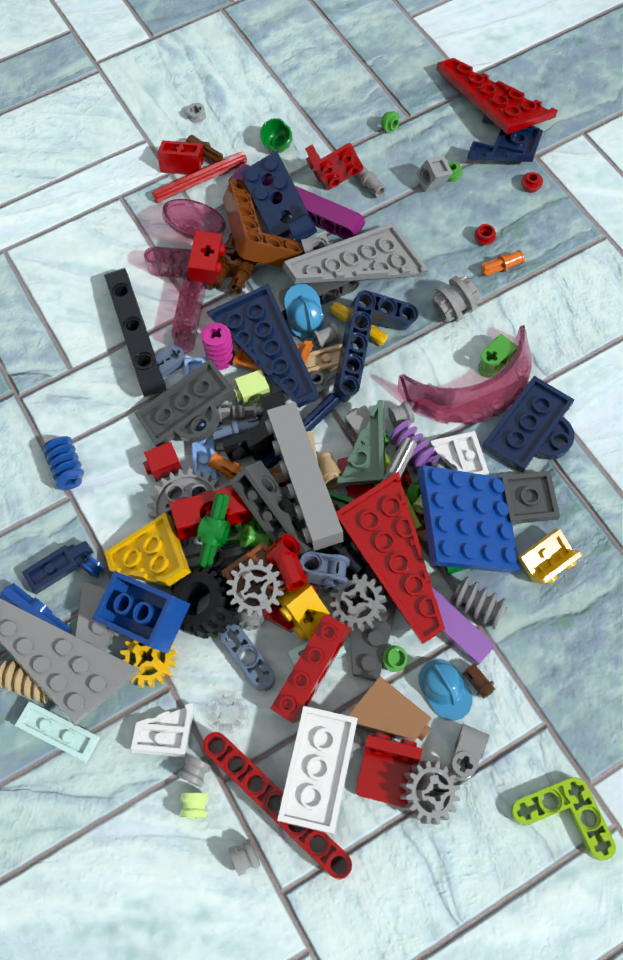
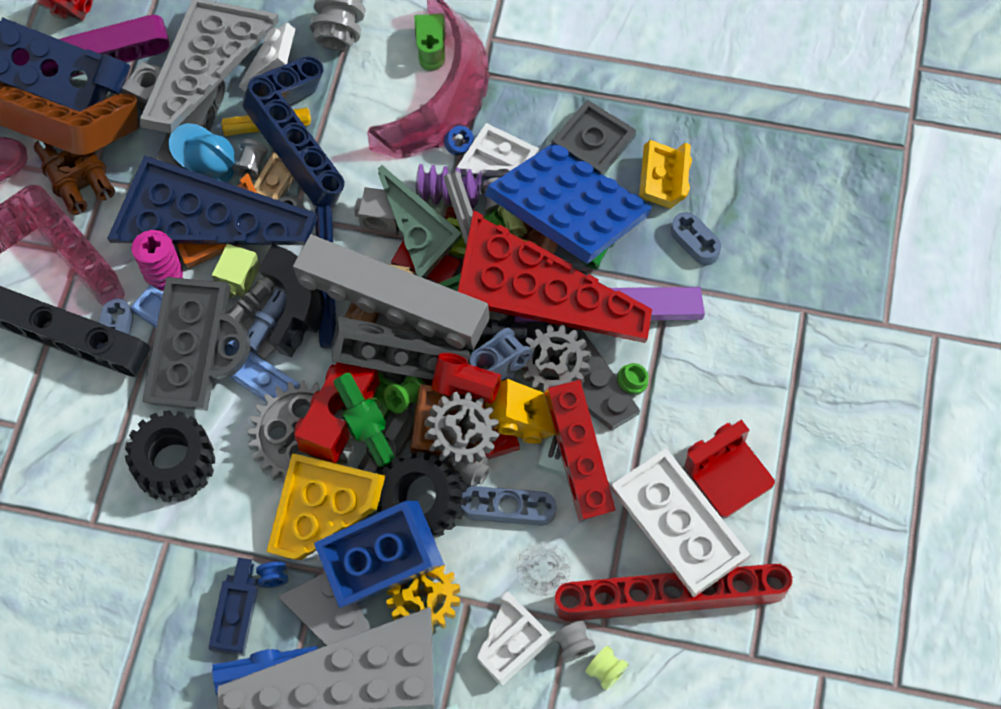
camera: 50 degrees left, 0 degrees up
(63, 462) = (125, 513): blue piece -> none
(109, 438) = (157, 435): none -> black tyre
(162, 461) = (226, 417): red brick -> none
(205, 257) = (47, 185): red brick -> none
(224, 466) = (285, 365): orange pin -> none
(244, 857) = (694, 660): light grey wheel -> none
(390, 713) = (681, 422): medium nougat slope -> none
(401, 288) = (272, 53): none -> white wing
(401, 413) = (405, 166): light grey wheel -> none
(438, 803) = (780, 451): light grey gear -> none
(445, 689) = (698, 363): dark azure piece -> none
(451, 419) = (449, 143): none -> blue bush
(468, 748) = (771, 388): light grey piece -> none
(479, 601) = (650, 262): light grey piece -> none
(479, 681) = (719, 328): reddish brown pin -> none
(532, 425) = (529, 75): dark blue plate -> none
(532, 614) = (698, 236): none -> sand blue beam
(564, 802) = (884, 353): lime beam -> none

